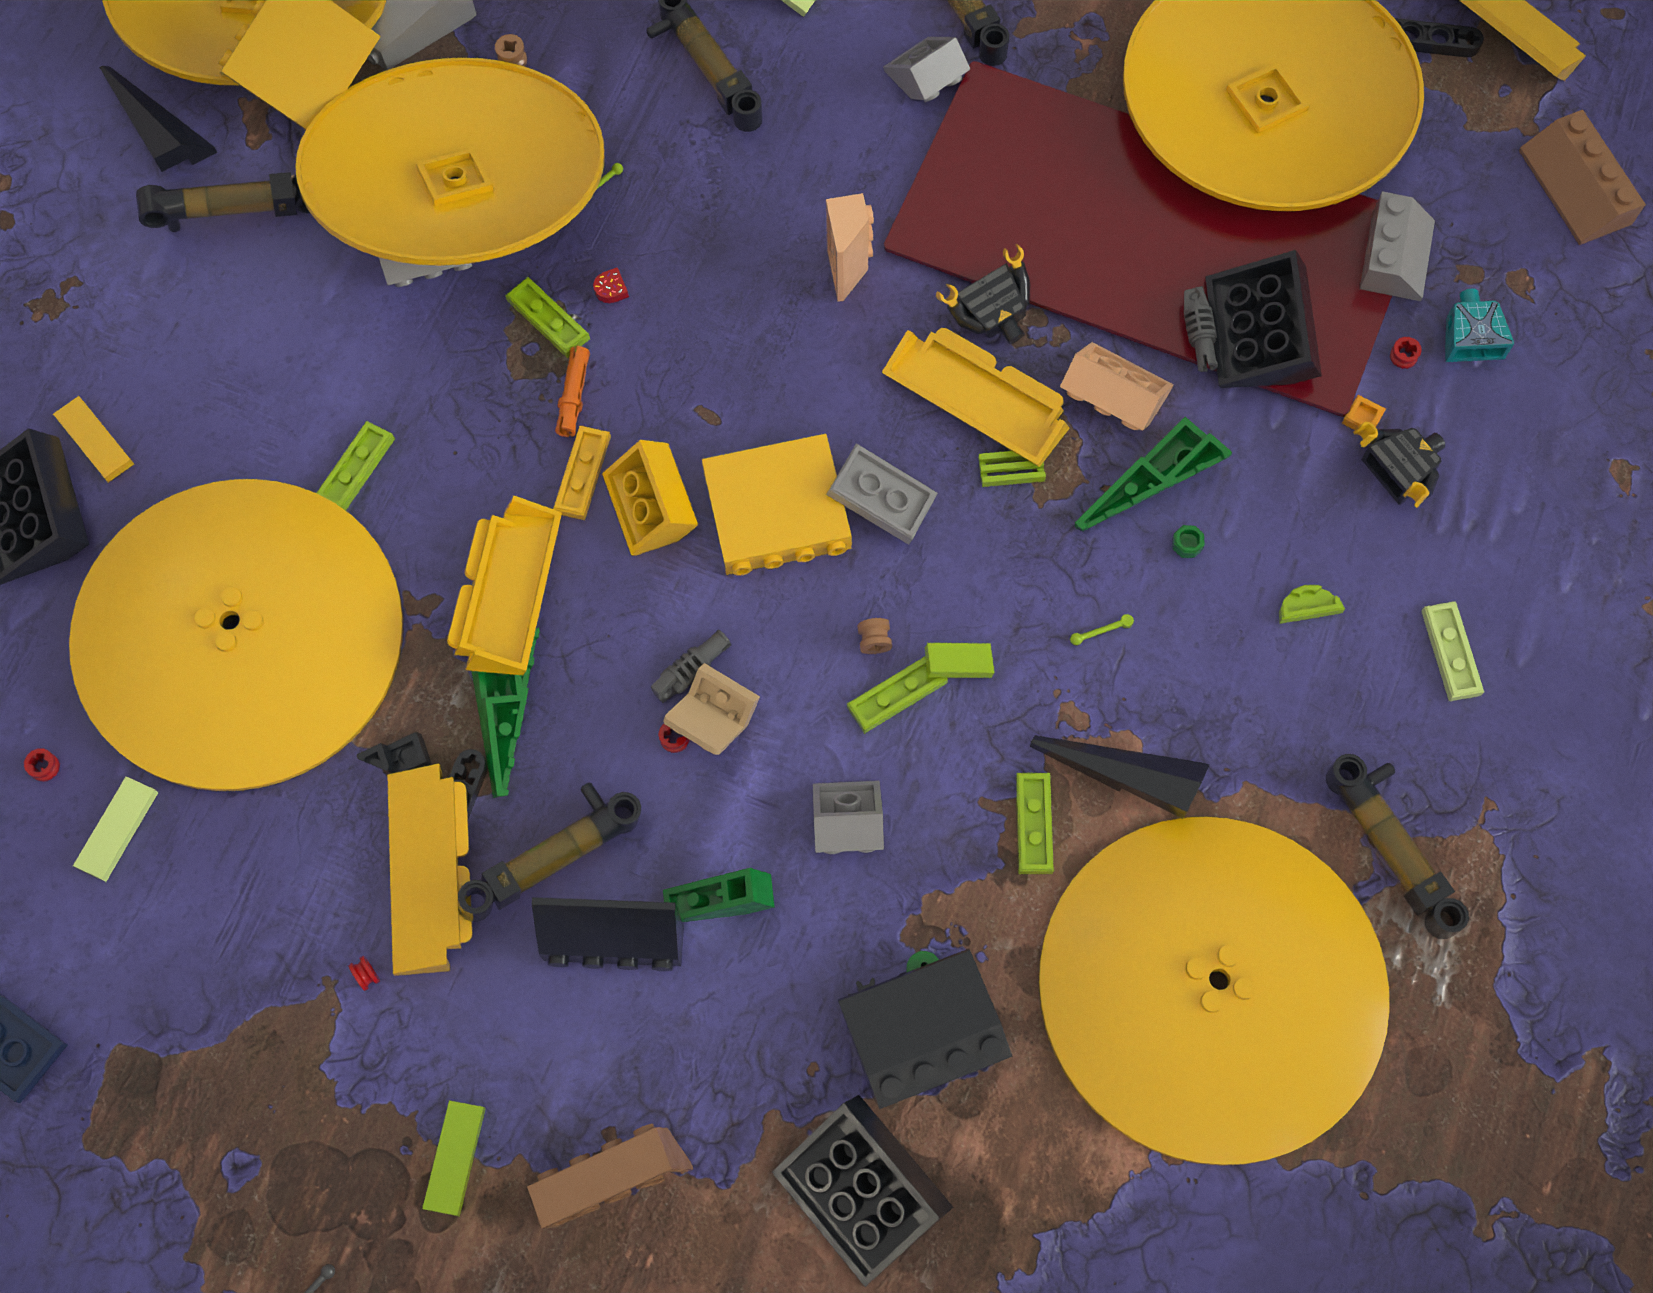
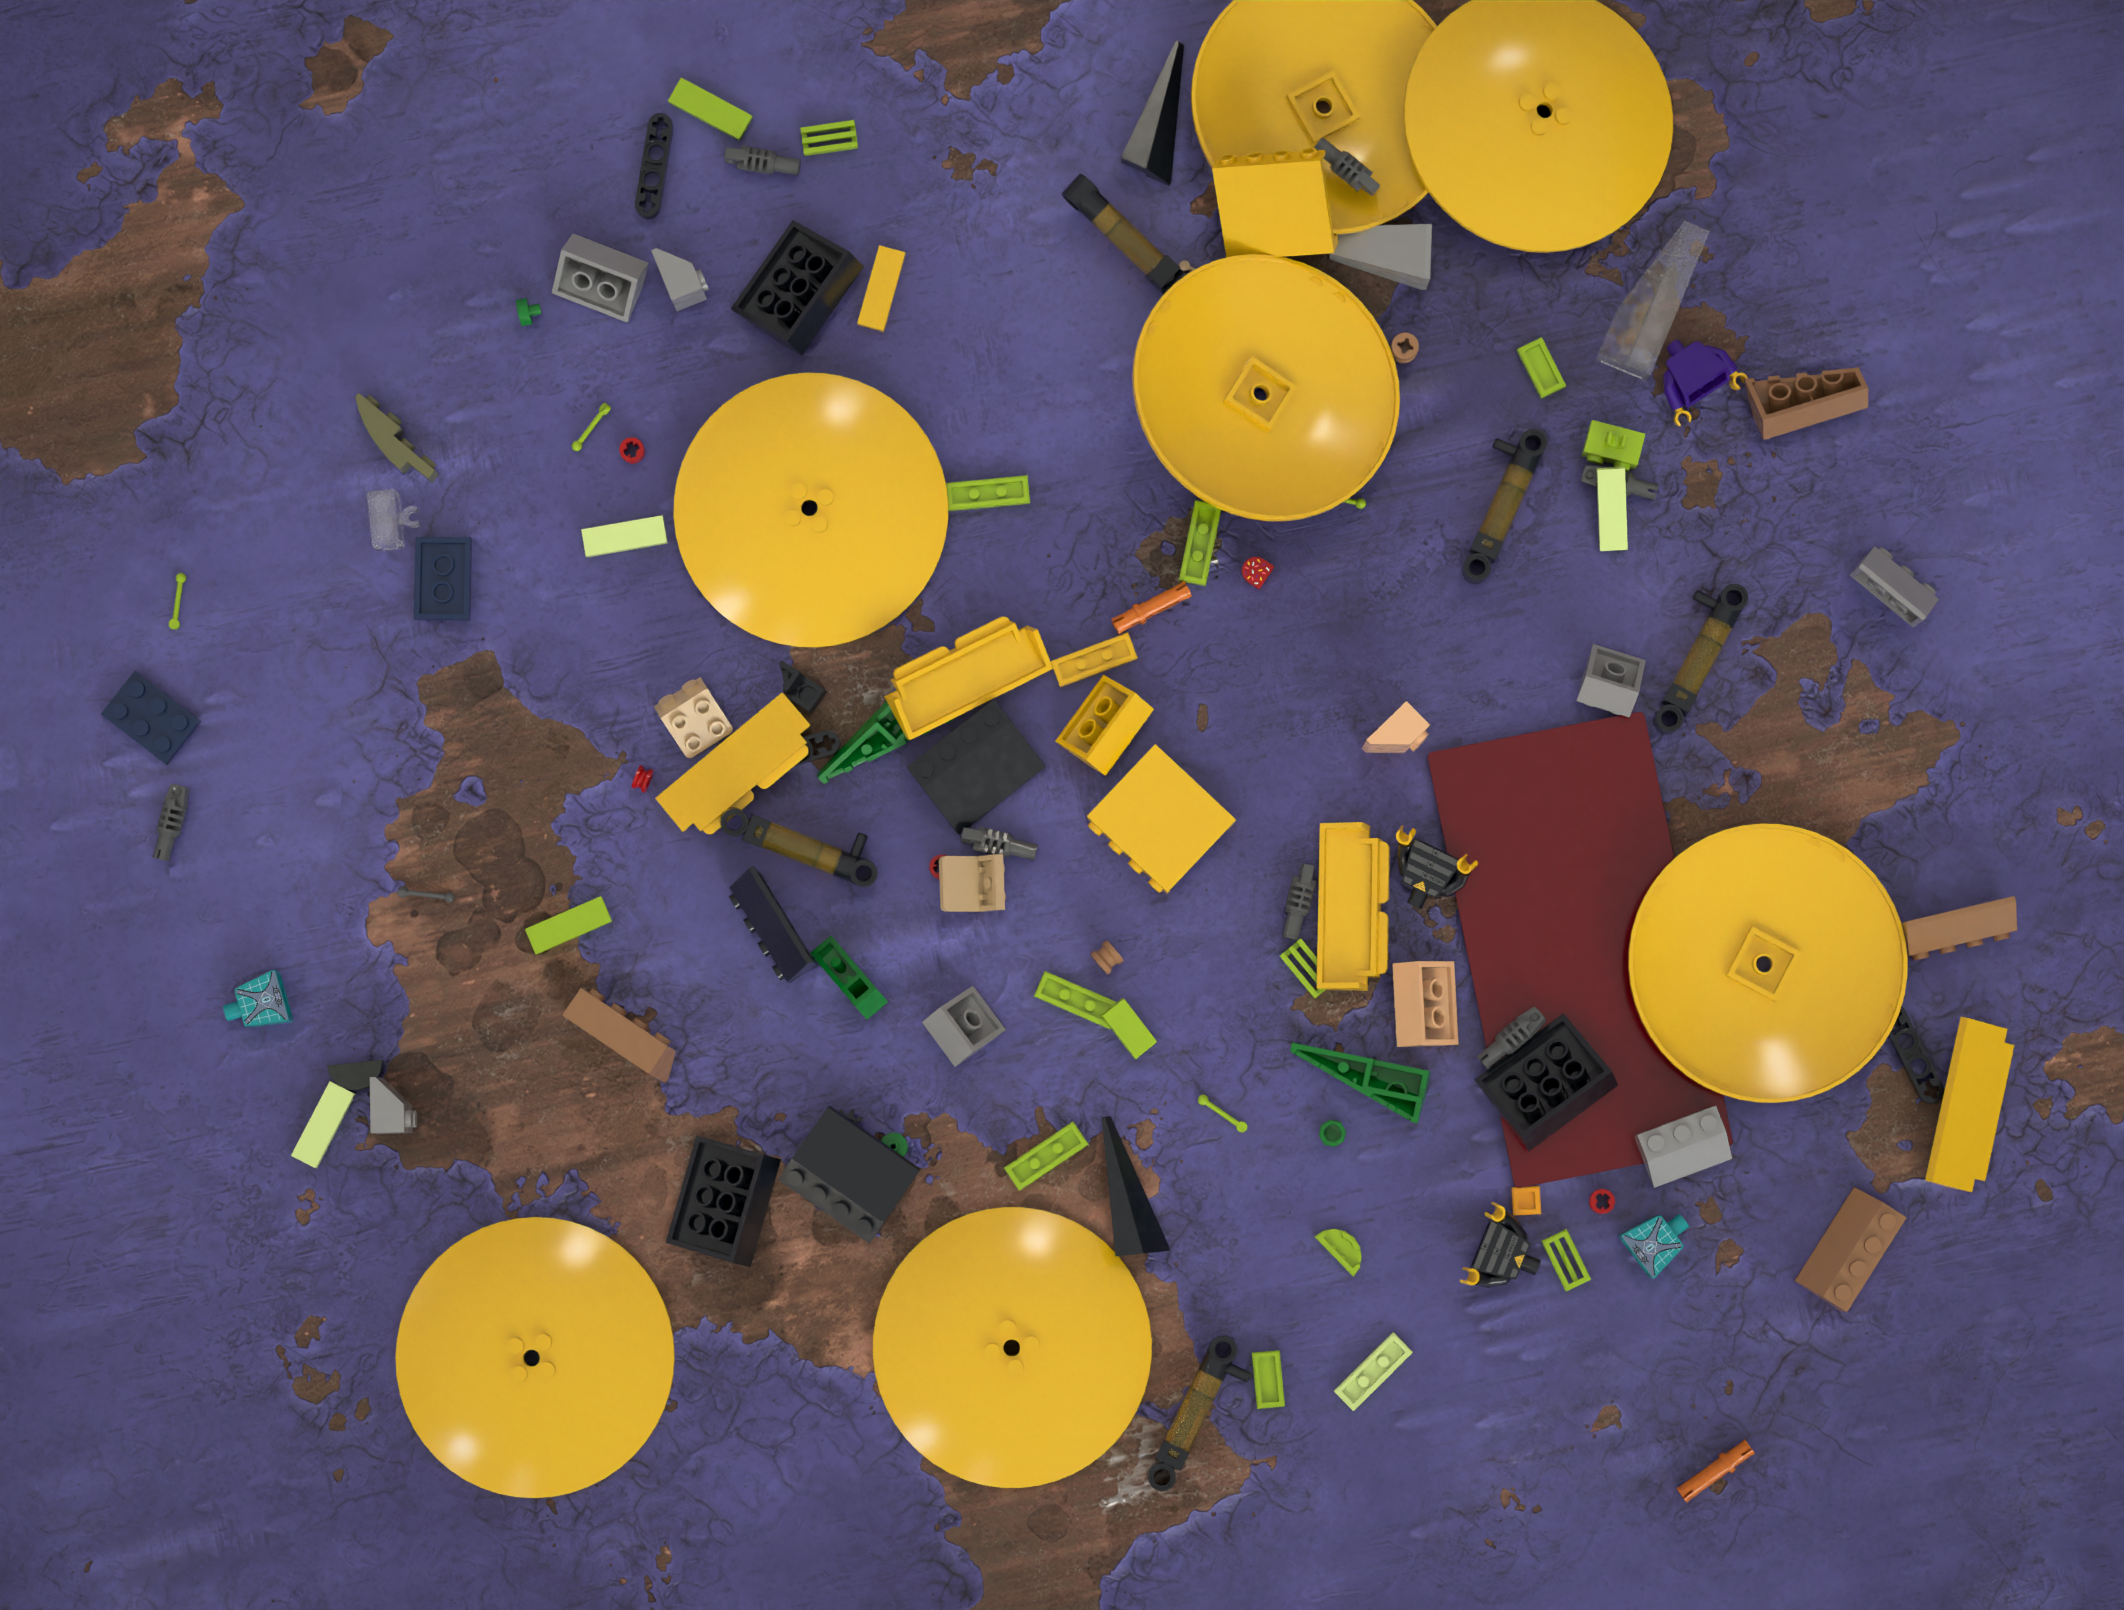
camera: 60 degrees right, 15 degrees up
(344, 878) = (693, 718): none -> tan bracket
(599, 639) = (976, 767): none -> black slope
(882, 494) = (1217, 890): light grey tile -> none
(942, 434) = (1298, 901): none -> dark grey hinge
(1402, 752) = (1268, 1379): none -> lime tile
(1444, 421) = (1555, 1238): none -> lime tile

